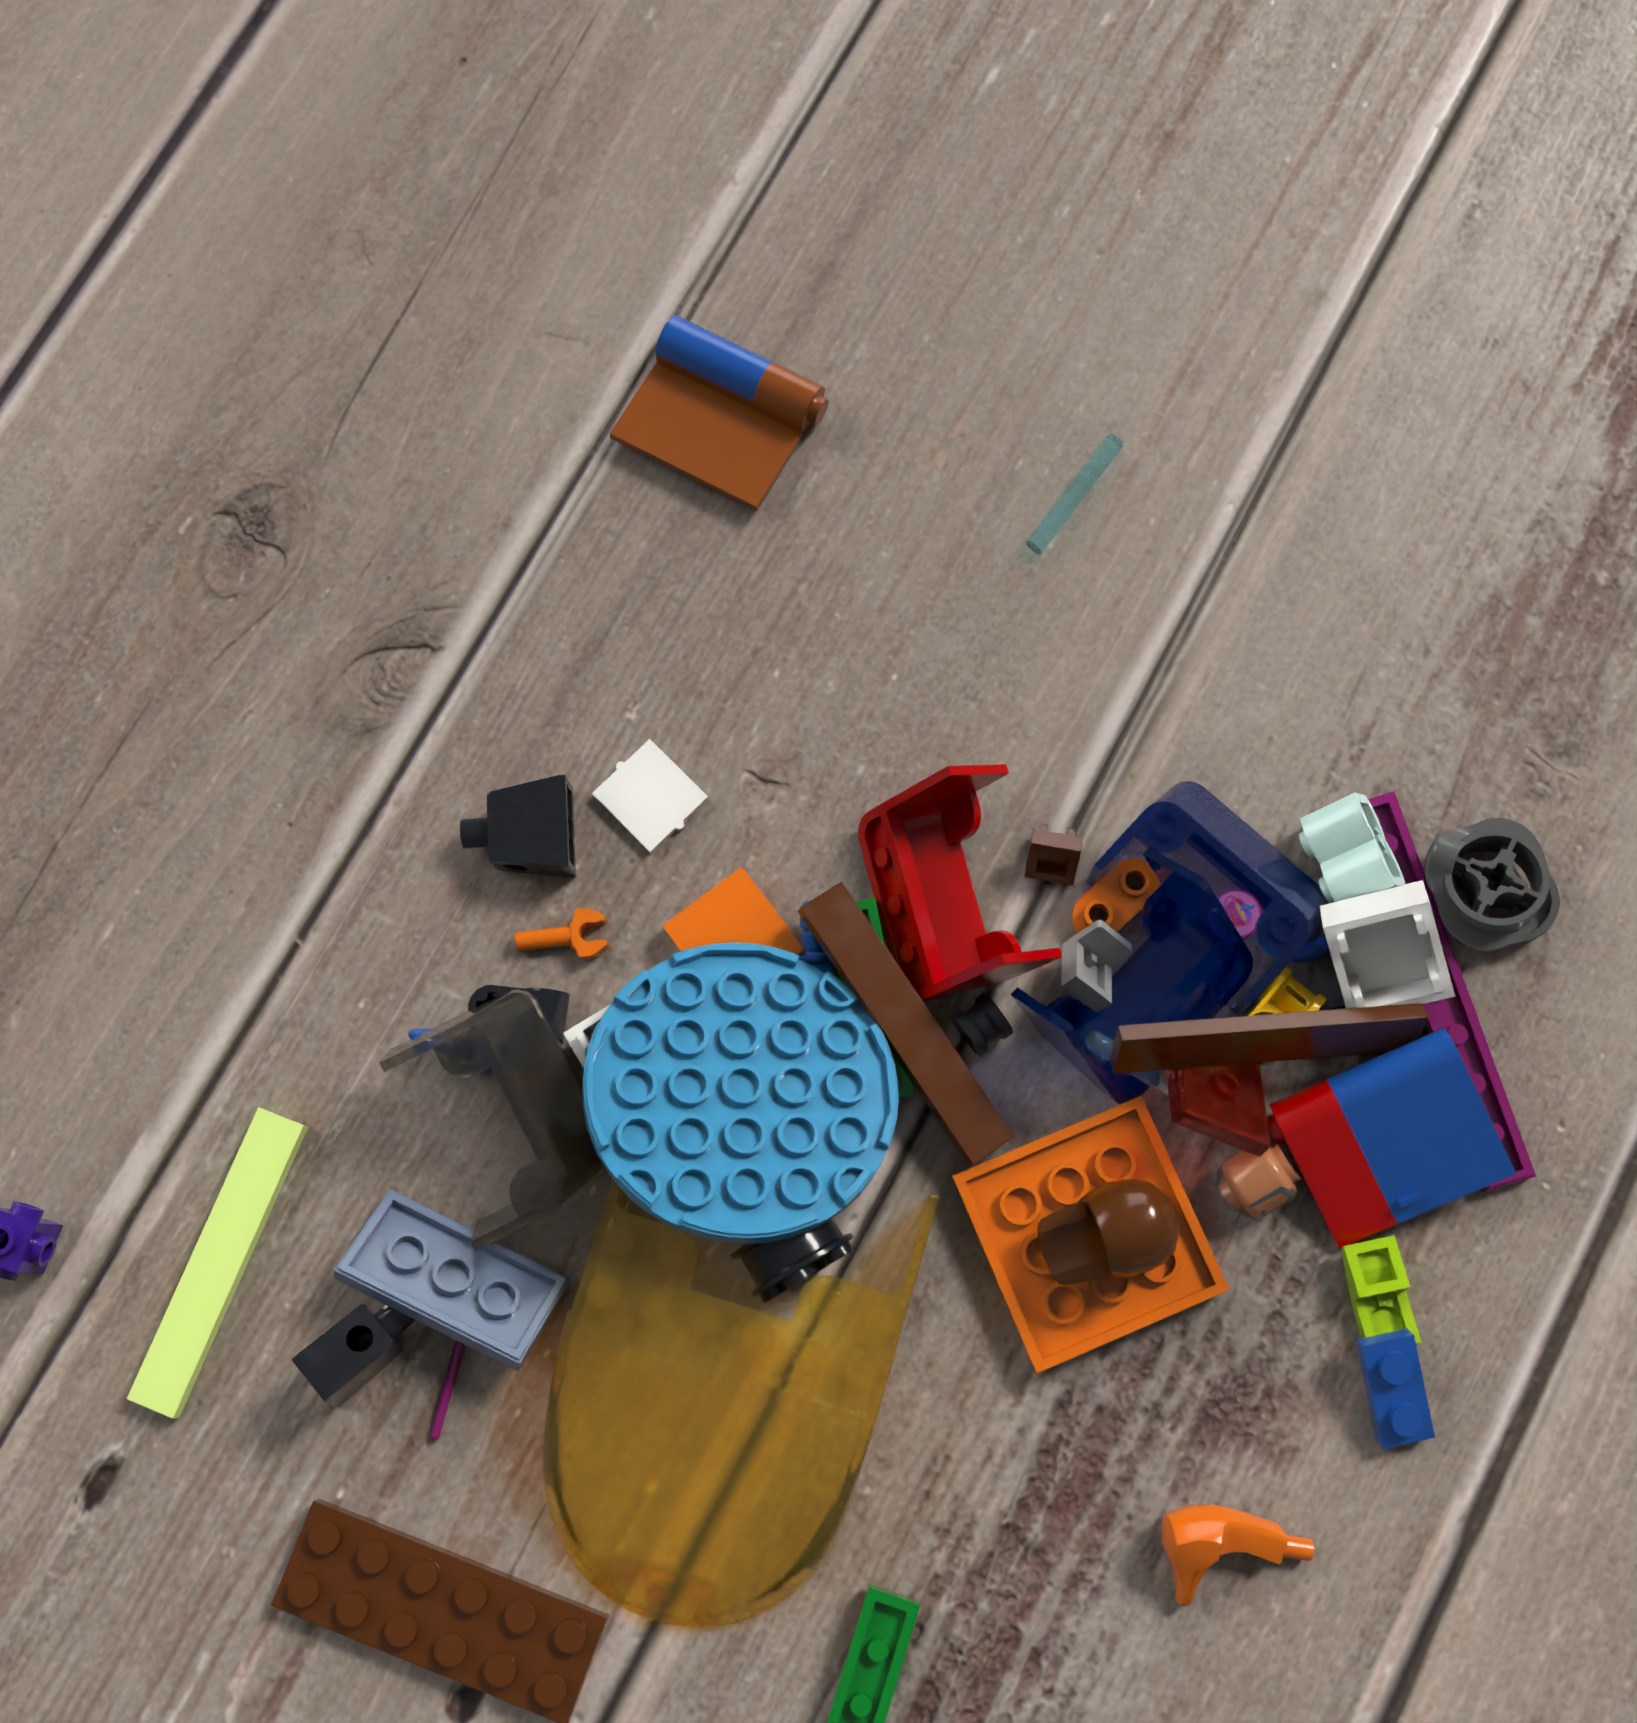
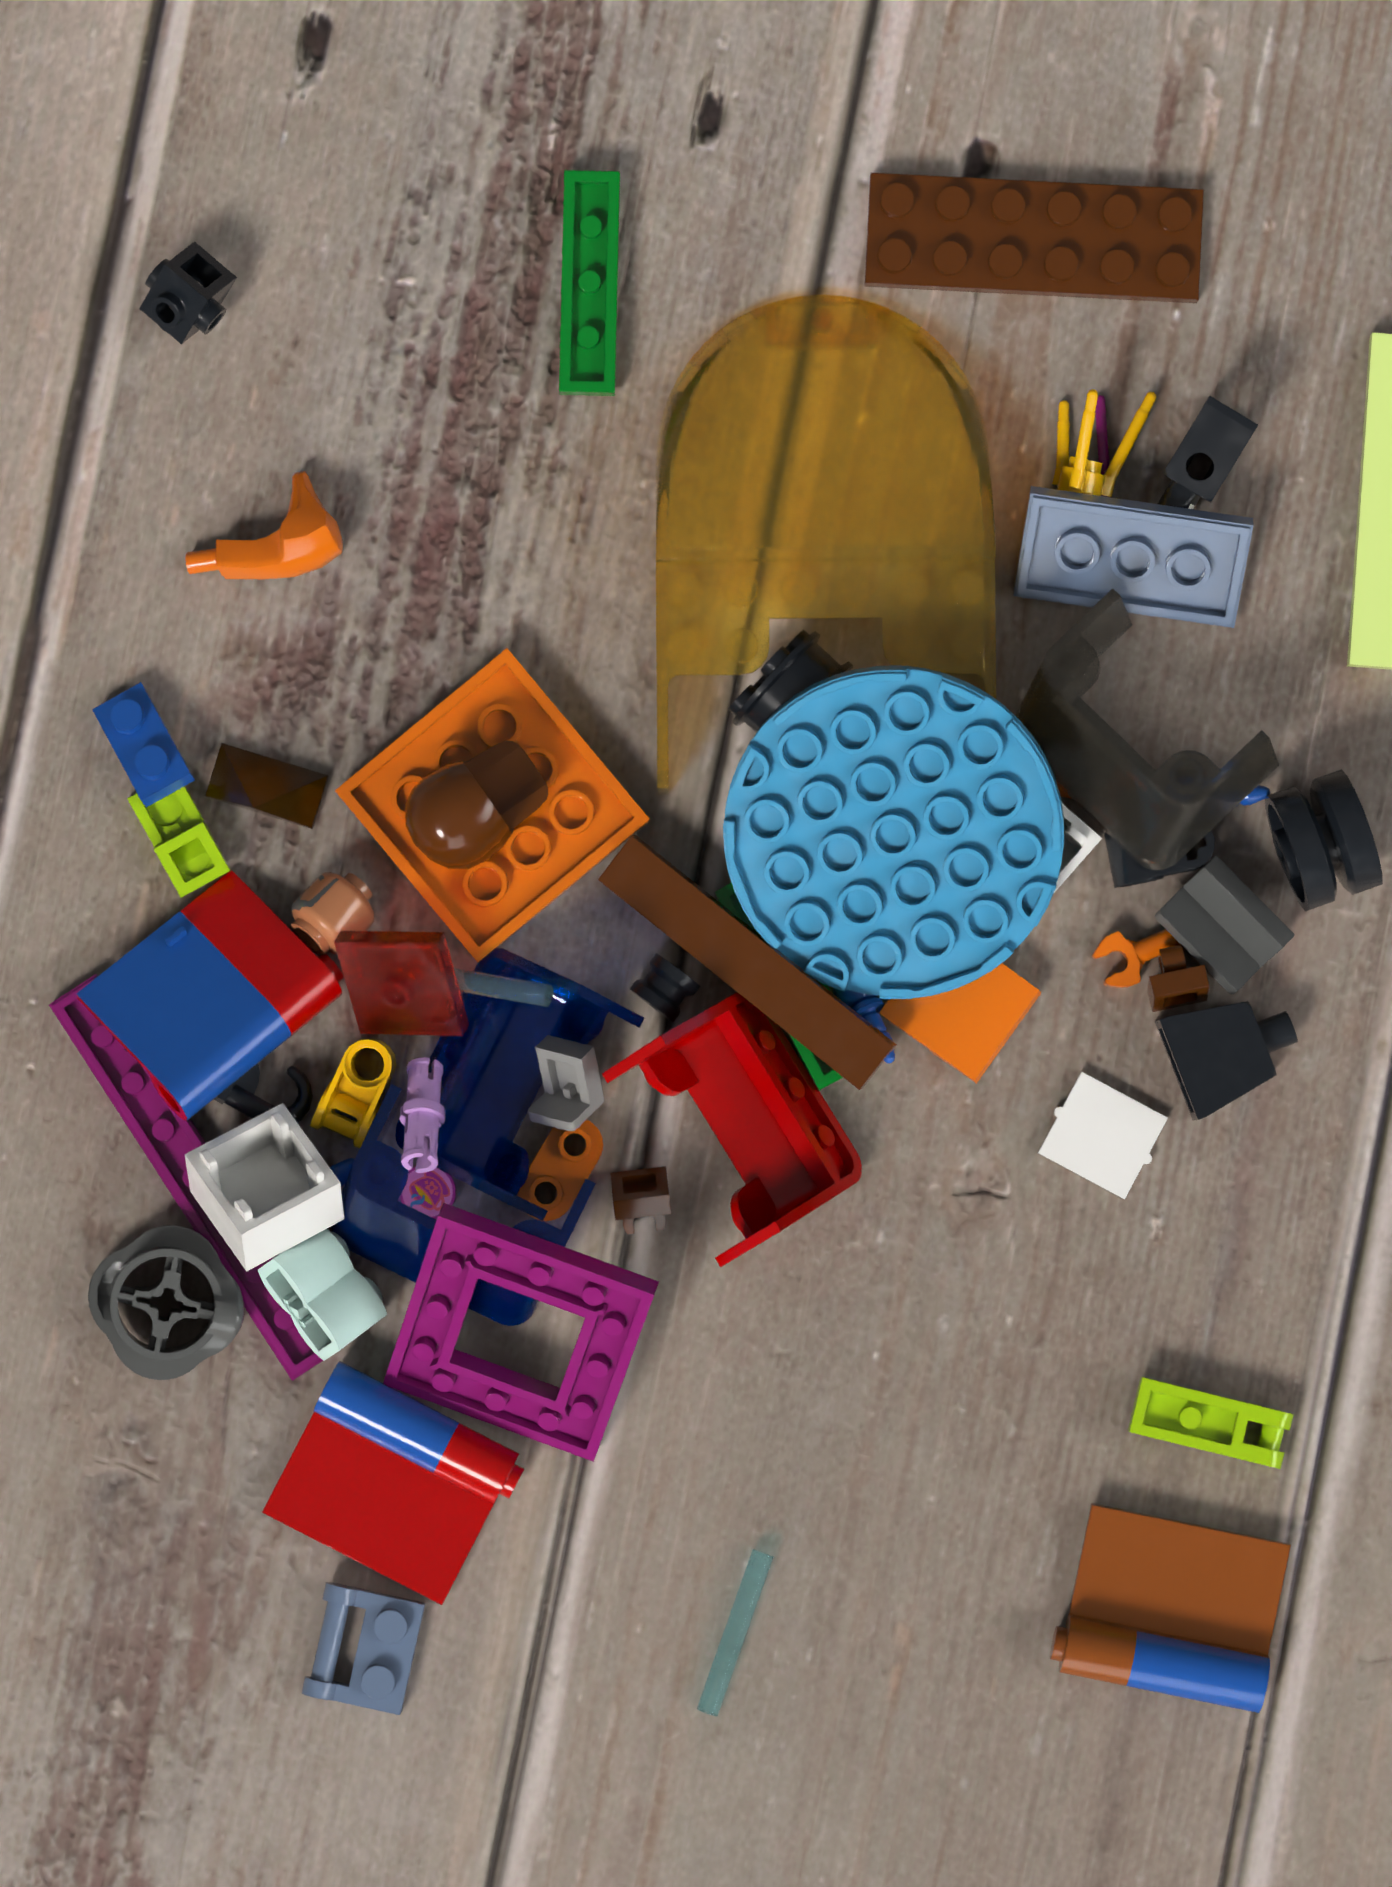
camera: 155 degrees right, 10 degrees up
(375, 974) = (1323, 840): none -> black wheel
(470, 1370) = (1078, 472): none -> yellow plant
(488, 933) = (1224, 925): none -> dark grey panel
(544, 900) = (1176, 983): none -> reddish brown tile
(642, 544) = (1208, 1422): none -> lime plate
(1226, 834) = (476, 1248): none -> magenta plate
(1230, 968) = (422, 1115): none -> lavender pin
(1265, 1038) = (367, 1051): reddish brown tile -> none
(1288, 1314) = (266, 786): none -> dark brown slope
(1329, 685) = (392, 1482): none -> red door
(1370, 556) = (382, 1653): none -> sand blue plate

